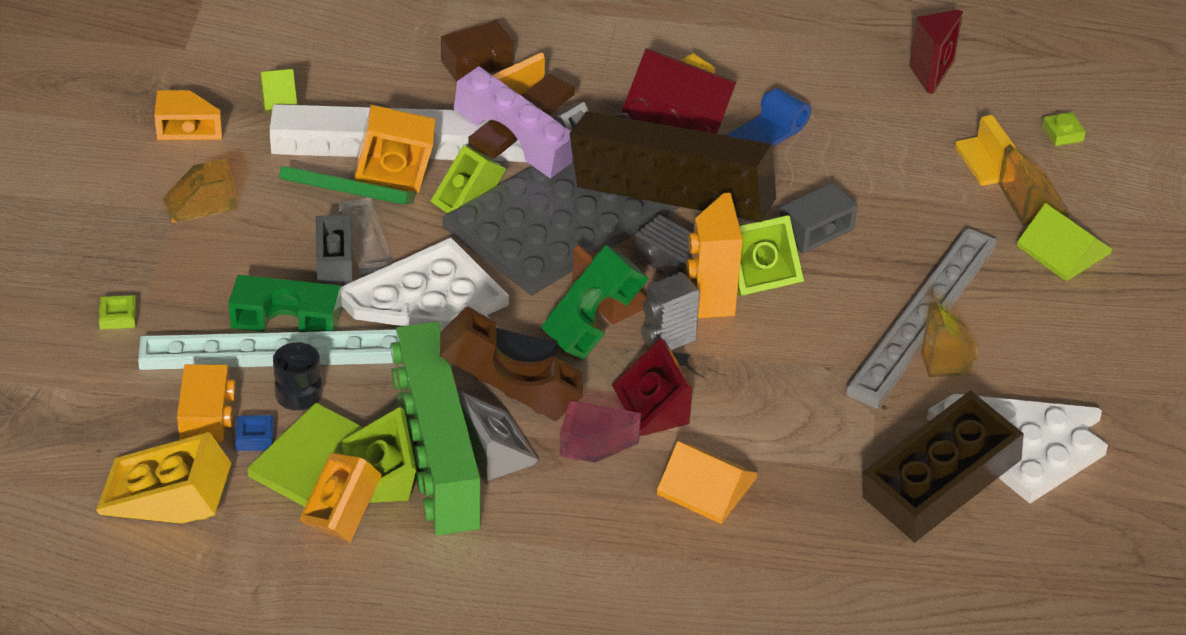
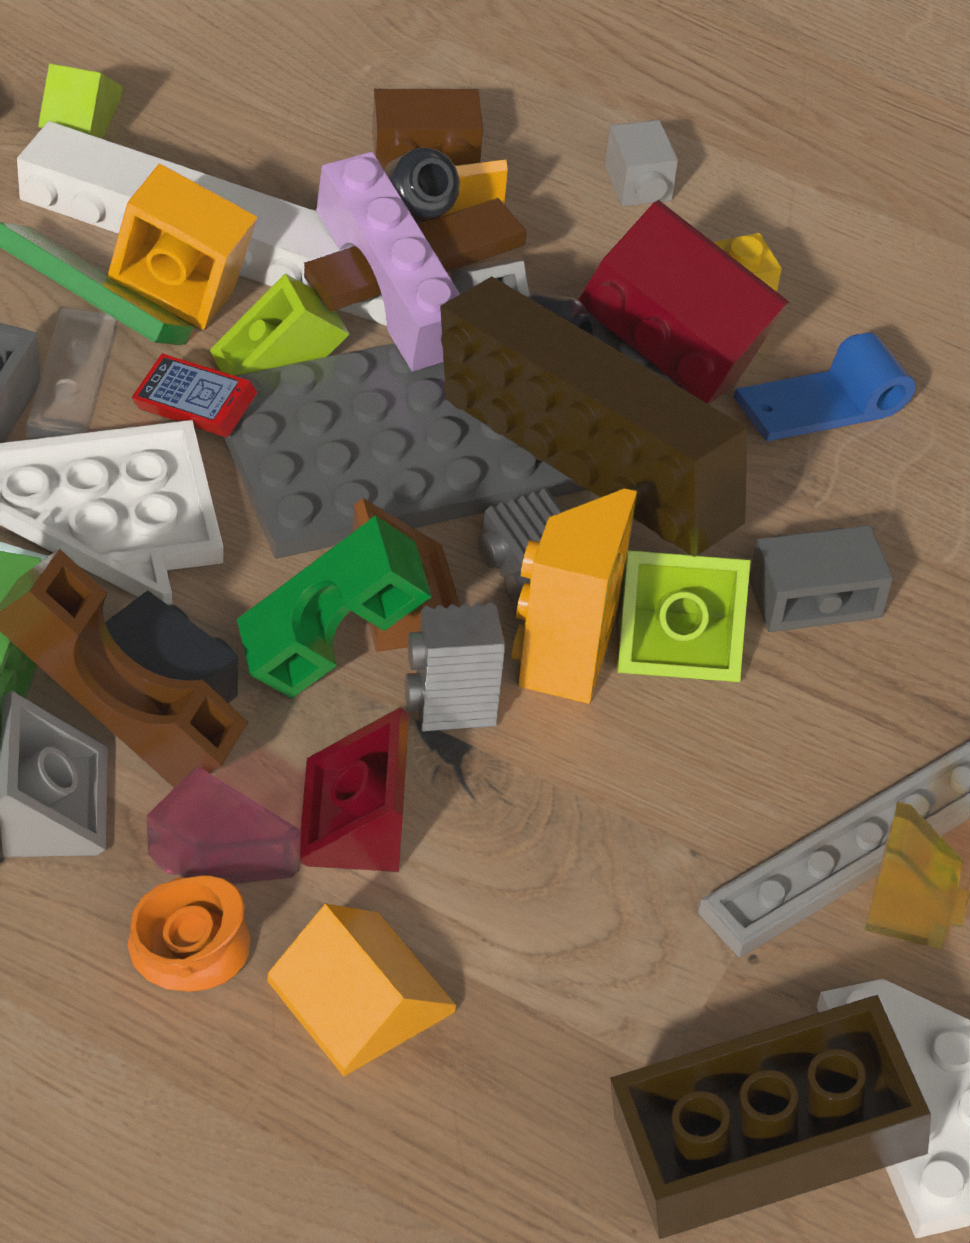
camera: 20 degrees right, 5 degrees up
(442, 223) = (194, 393): none -> tile
(513, 72) = (425, 182): none -> black head
(602, 36) = (641, 162): none -> light grey brick
(609, 481) = (189, 933): none -> orange piece

